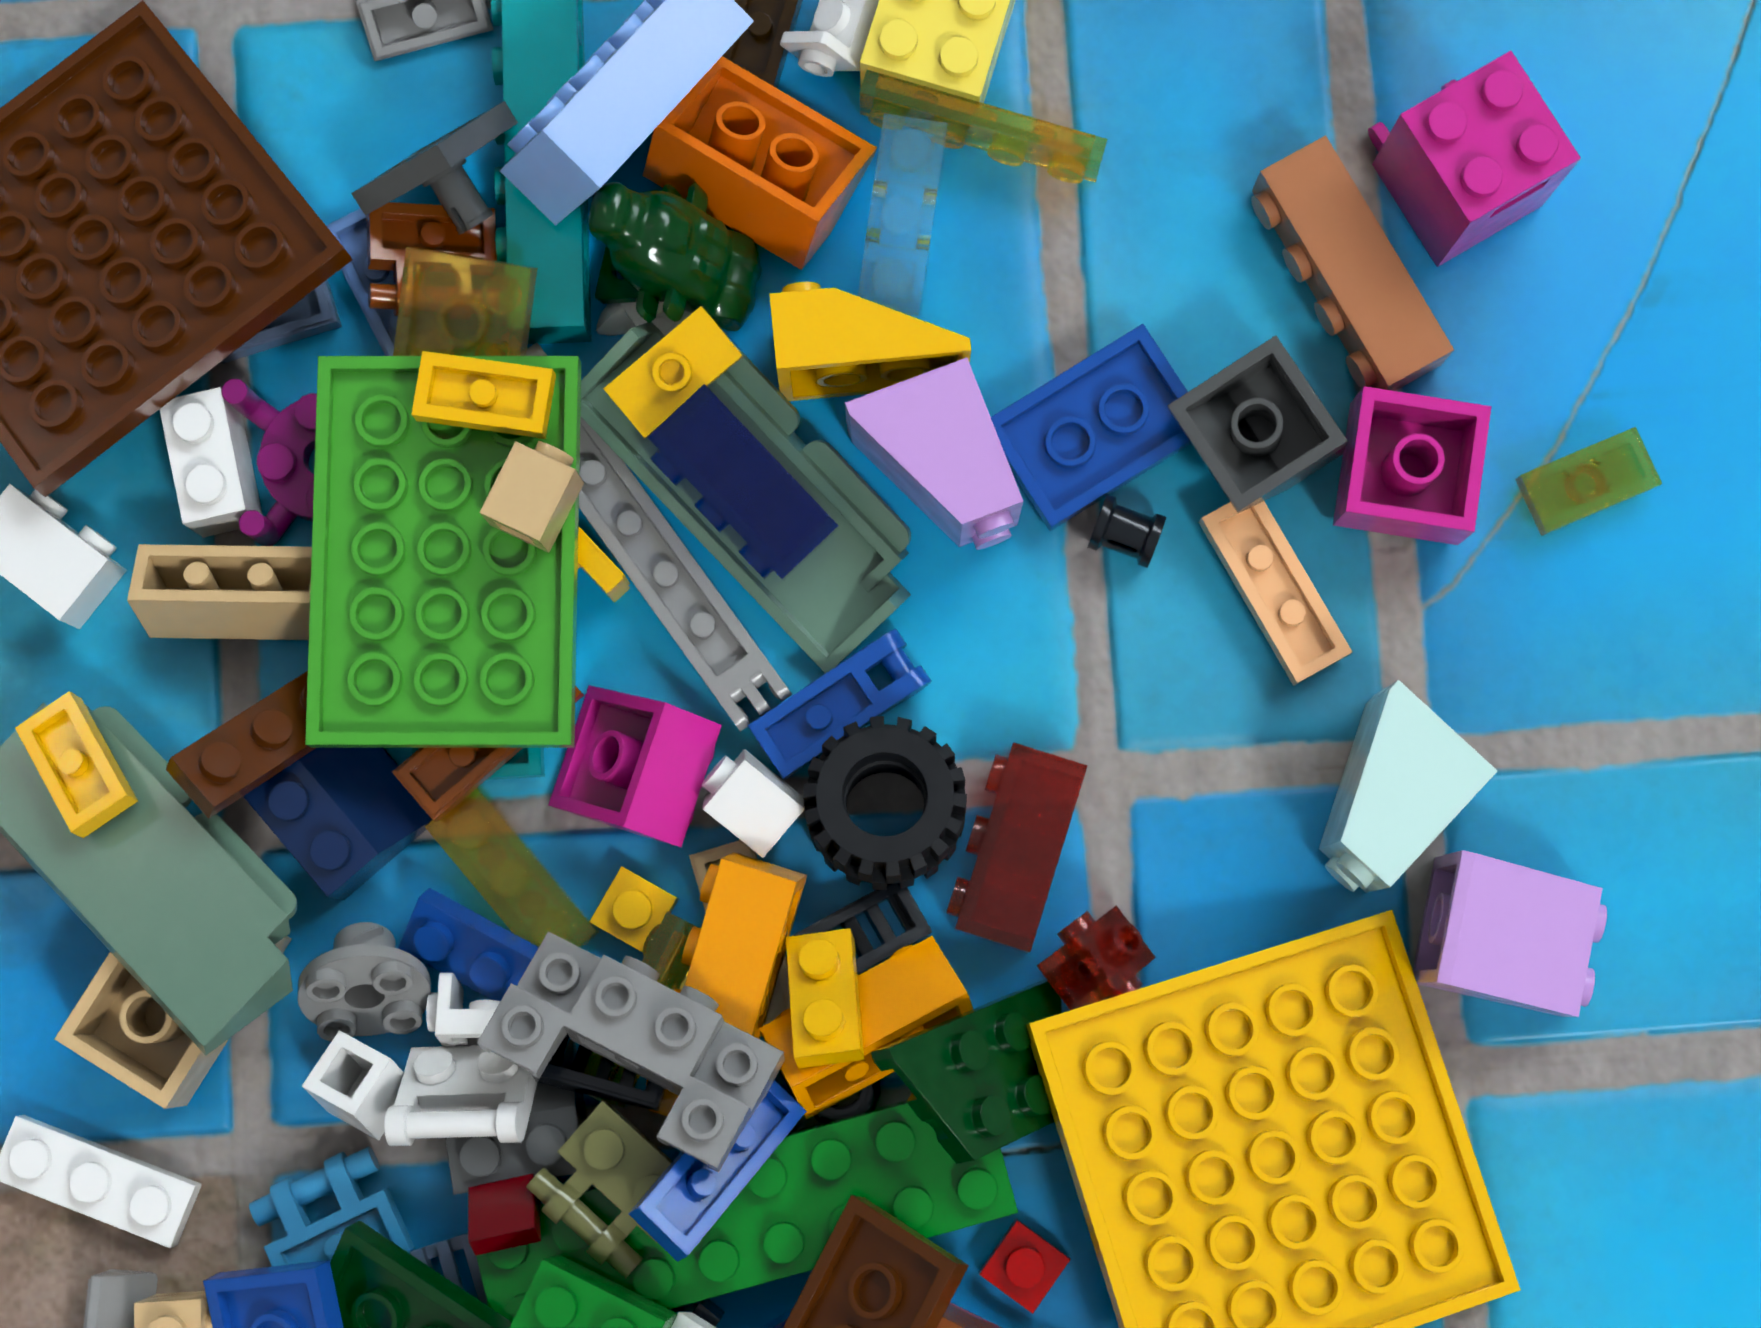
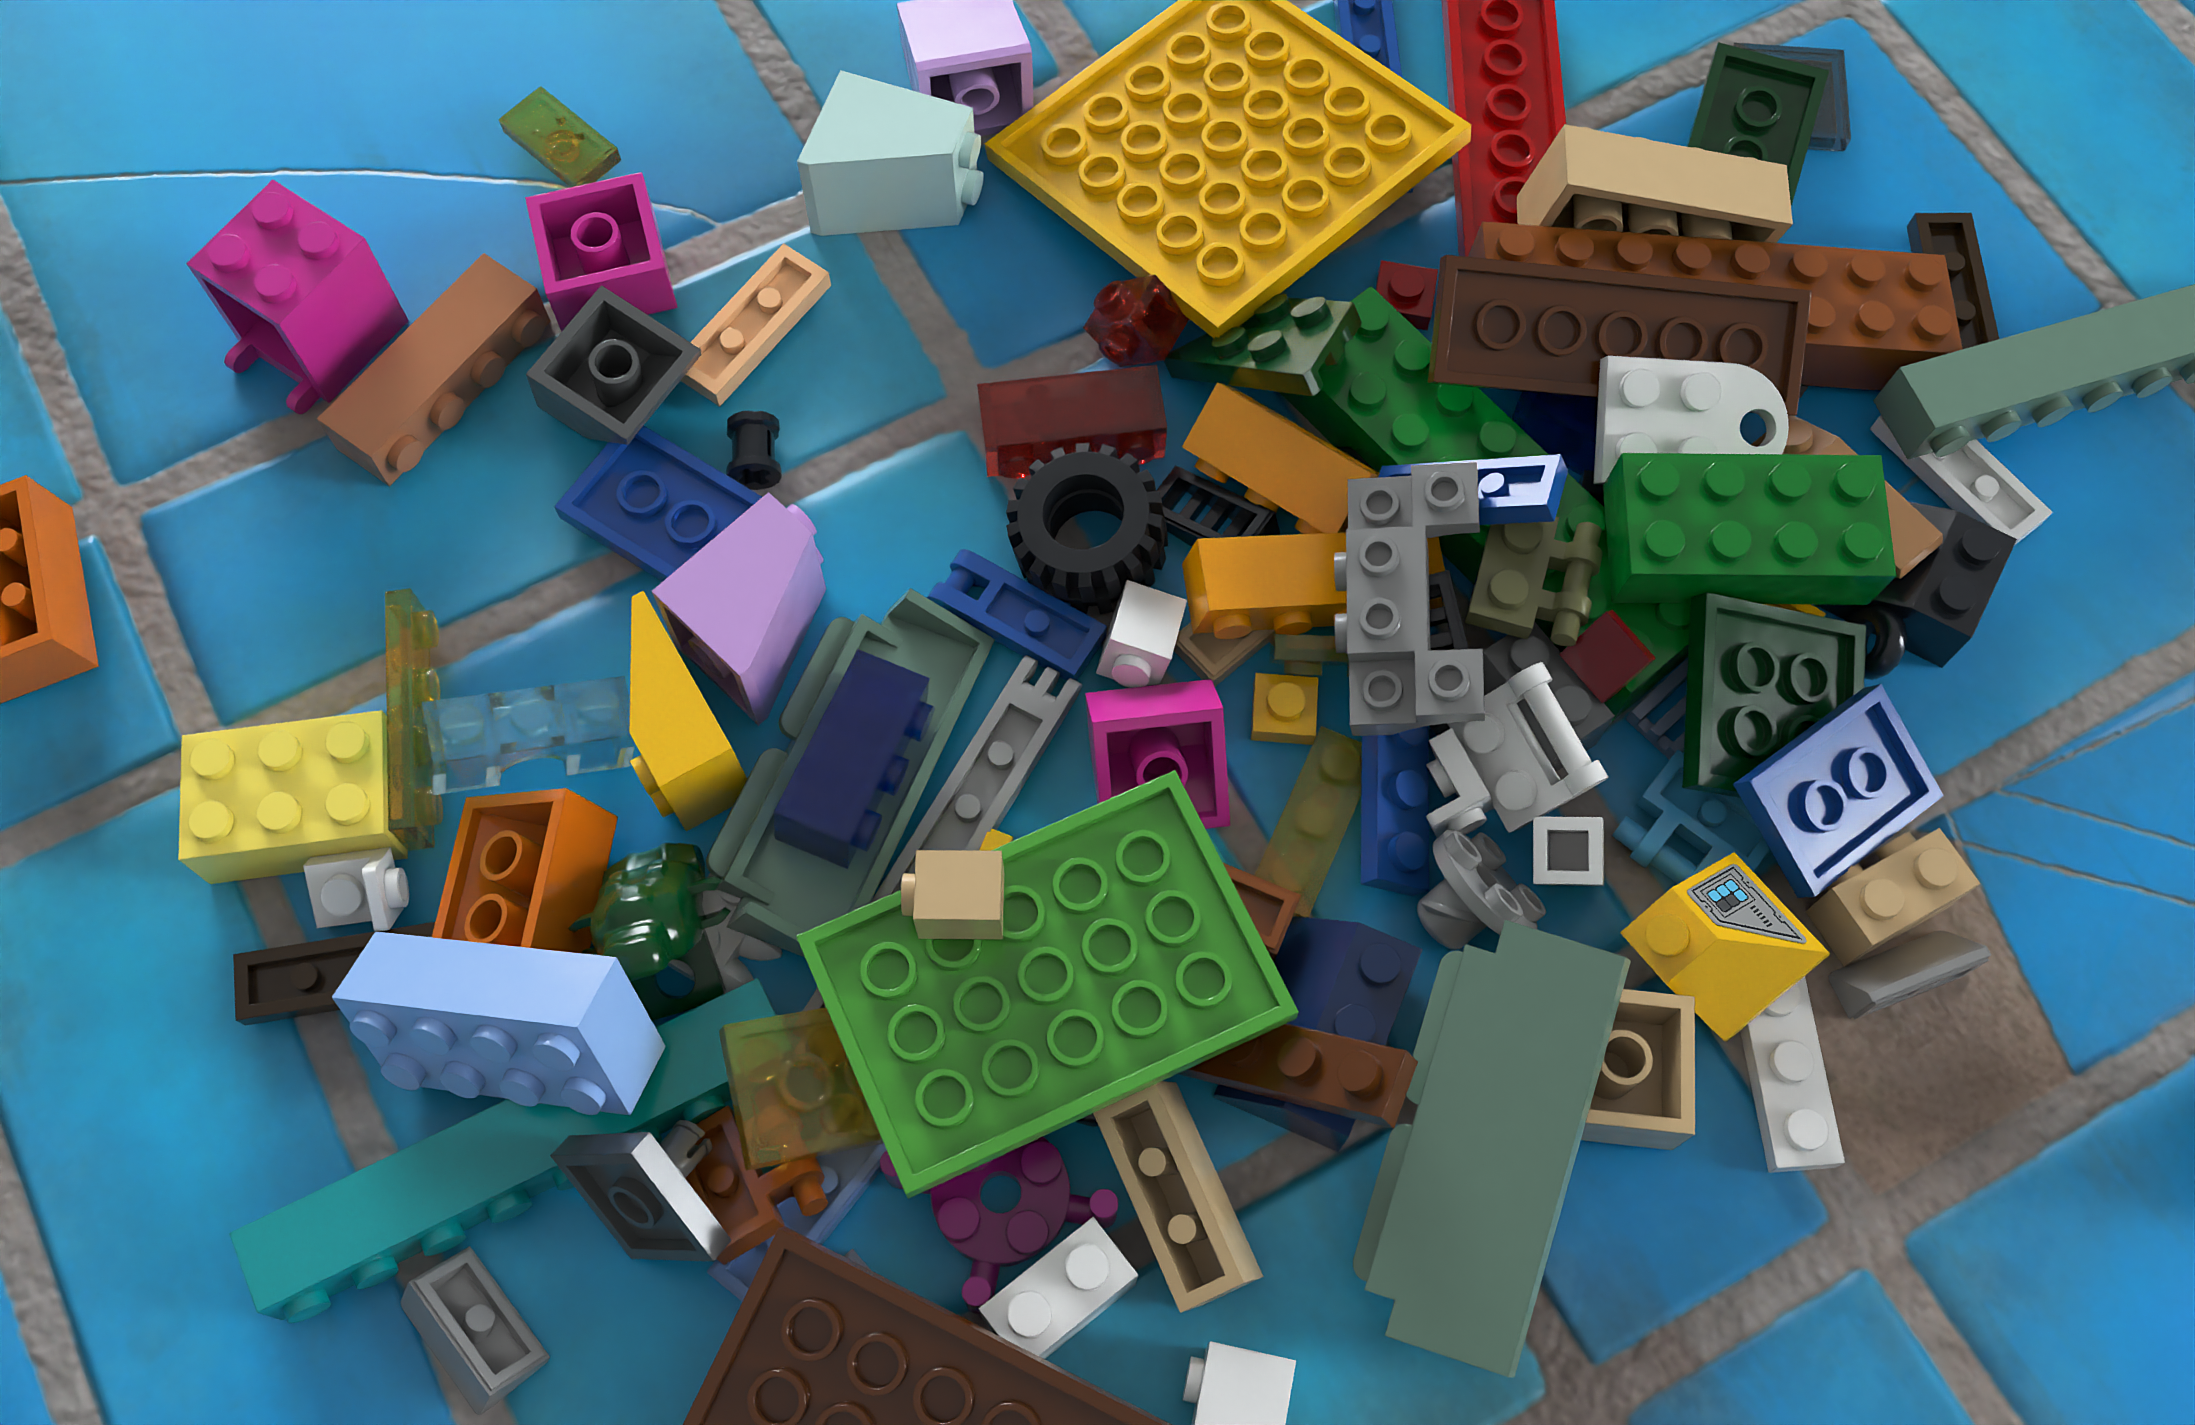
camera: 120 degrees left, 15 degrees down
(76, 764) = (1431, 1244): yellow plate -> none
(209, 1174) = (1725, 944): none -> yellow slope
(483, 394) = (876, 993): yellow plate -> none
(673, 371) = (771, 865): yellow plate -> none
(824, 998) = (1282, 486): yellow plate -> none

